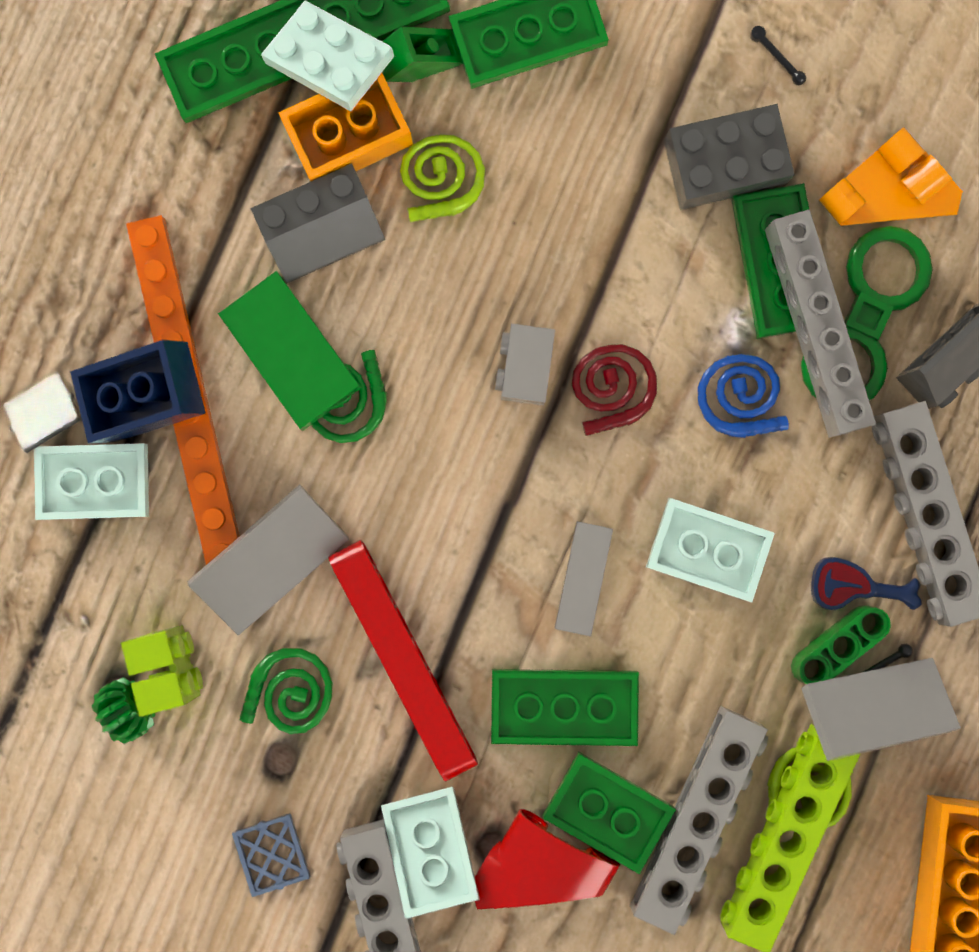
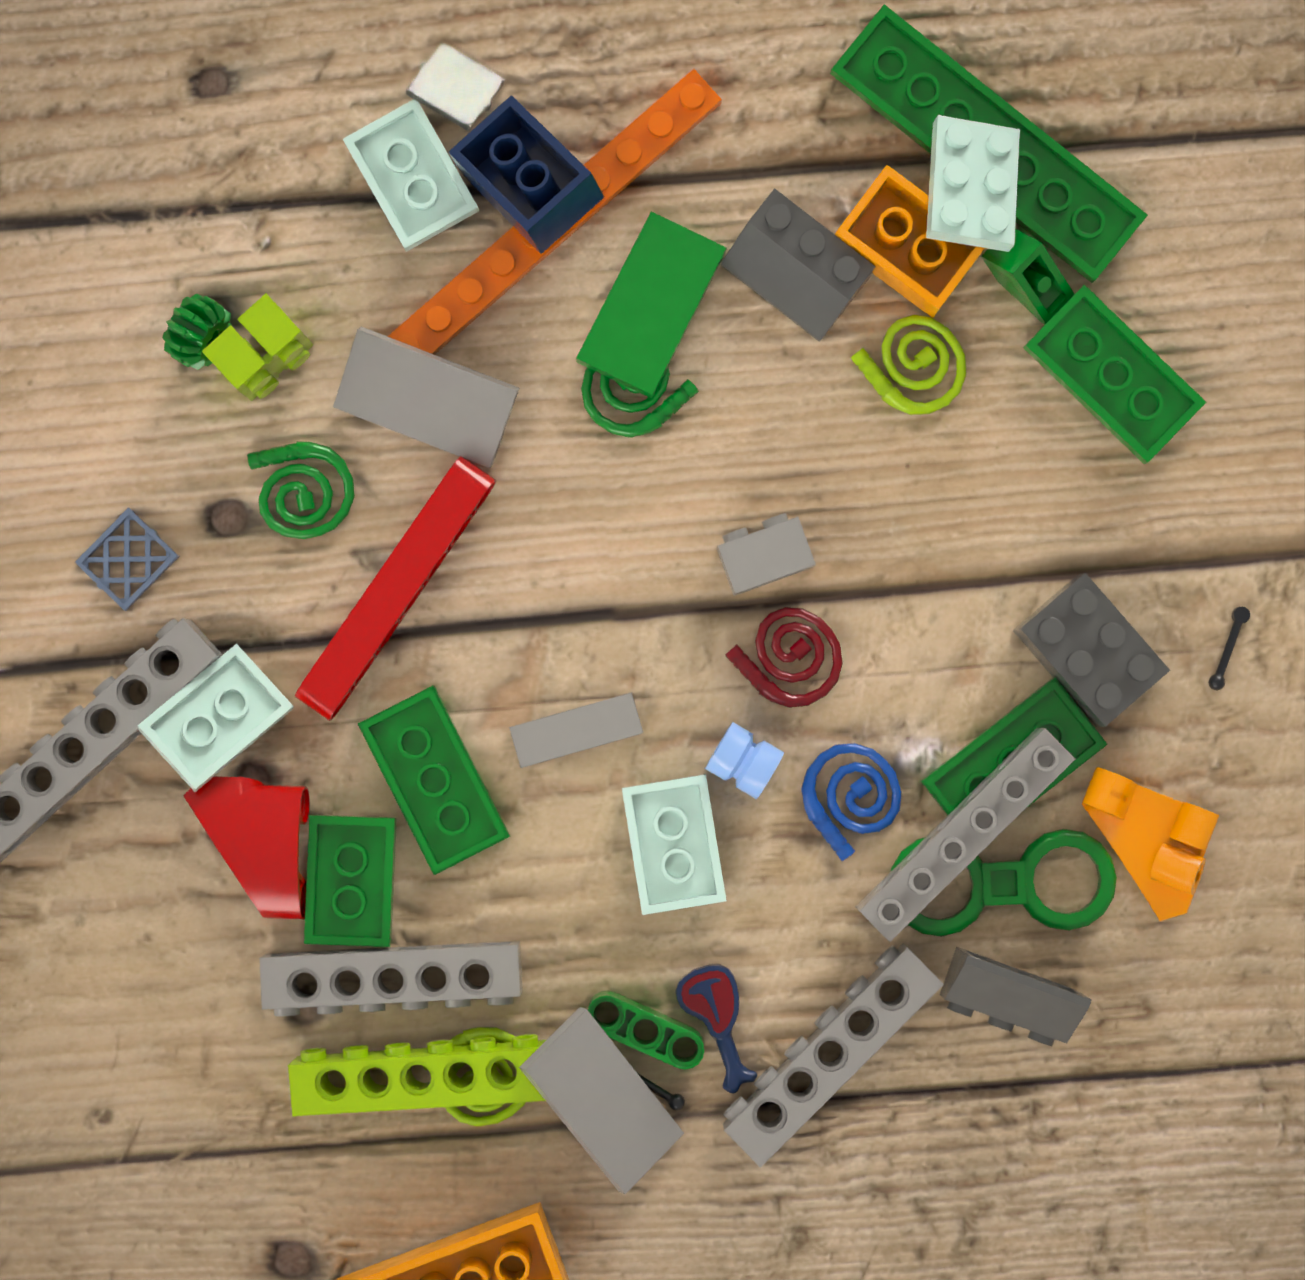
camera: 65 degrees right, 0 degrees up
(675, 462) = (744, 760): none -> light blue wheel

